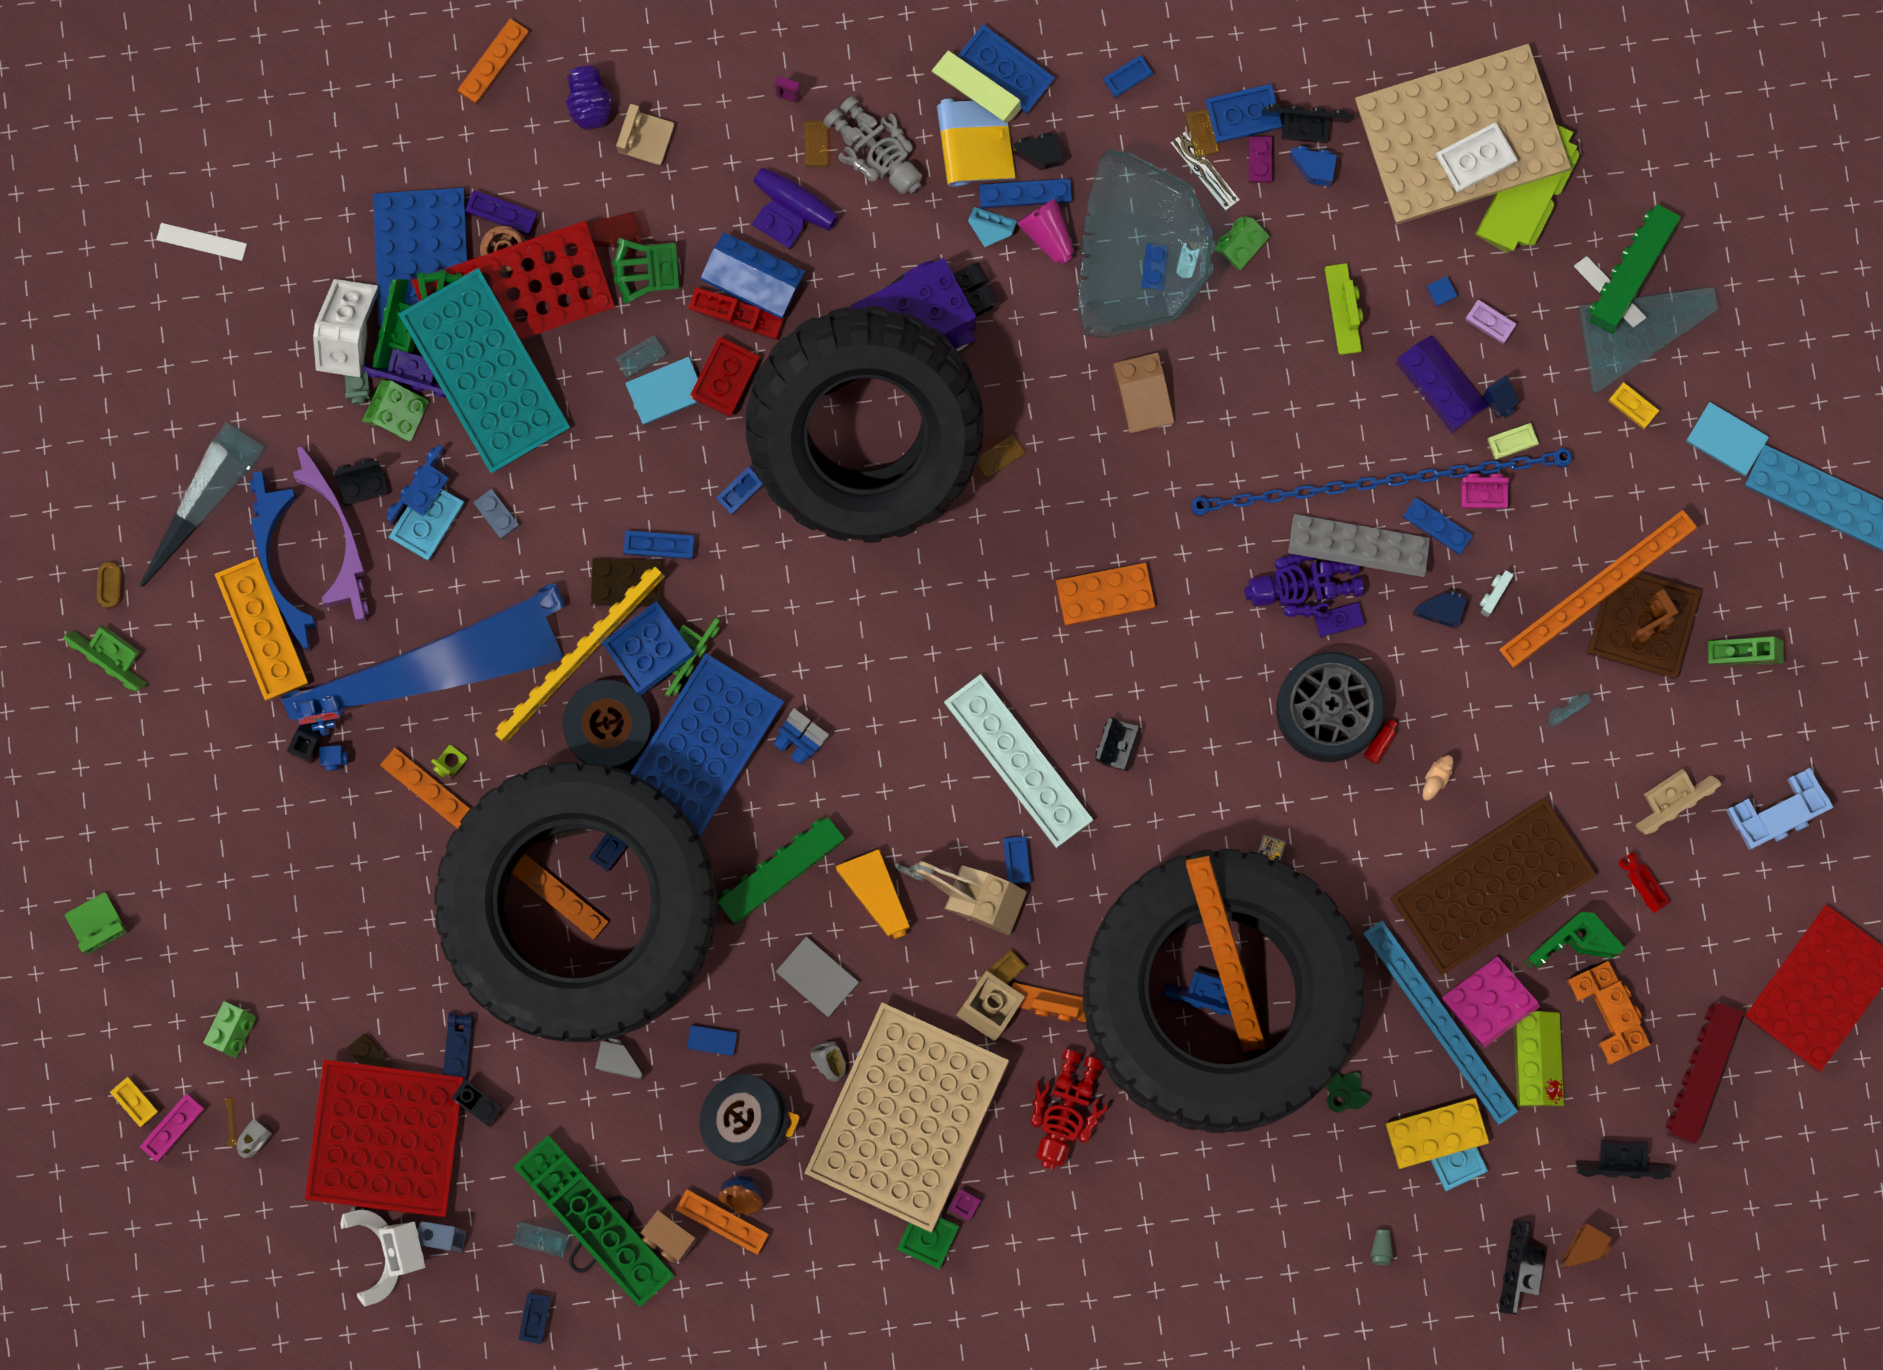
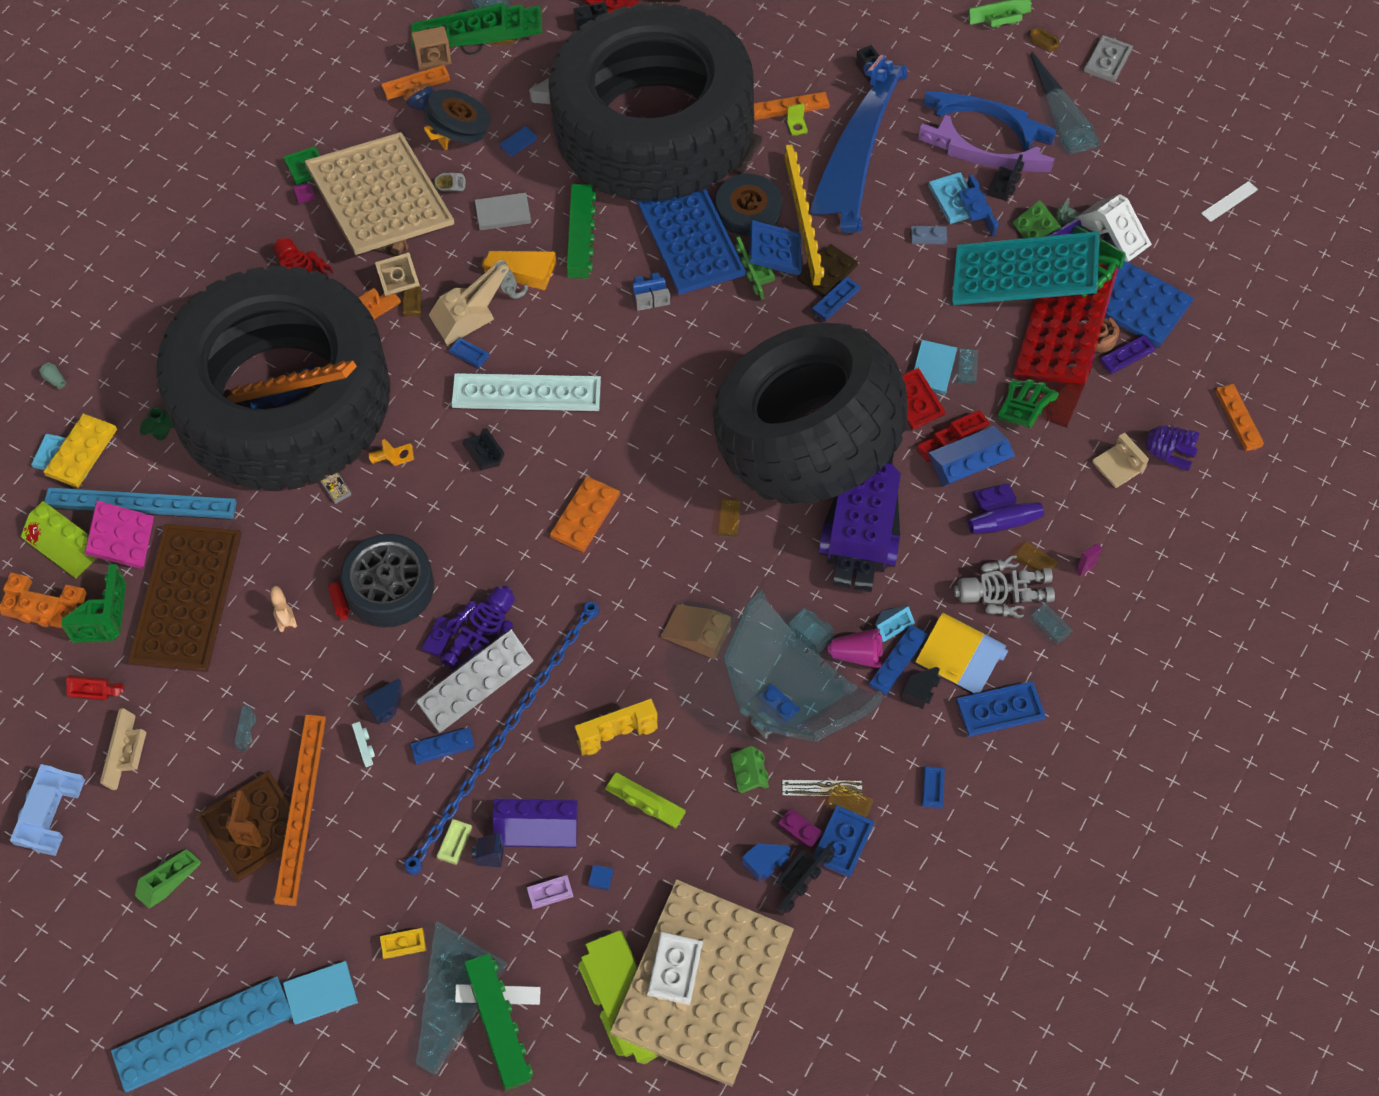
camera: 130 degrees right, 20 degrees down
(85, 496) = (1108, 59): none -> light grey tile
(261, 629) = (930, 78): light orange plate -> none
(333, 757) = (849, 73): blue plate -> none
(878, 82) = (1051, 624): none -> clear light blue plate
(977, 87) = (998, 675): yellowish green brick -> none
(1062, 289) = (812, 630): none -> clear light blue brick
(1193, 831) = (391, 454): none -> light orange bracket
(1274, 367) = (604, 728): none -> yellow piece
(1484, 492) = (436, 790): dark pink bracket -> none

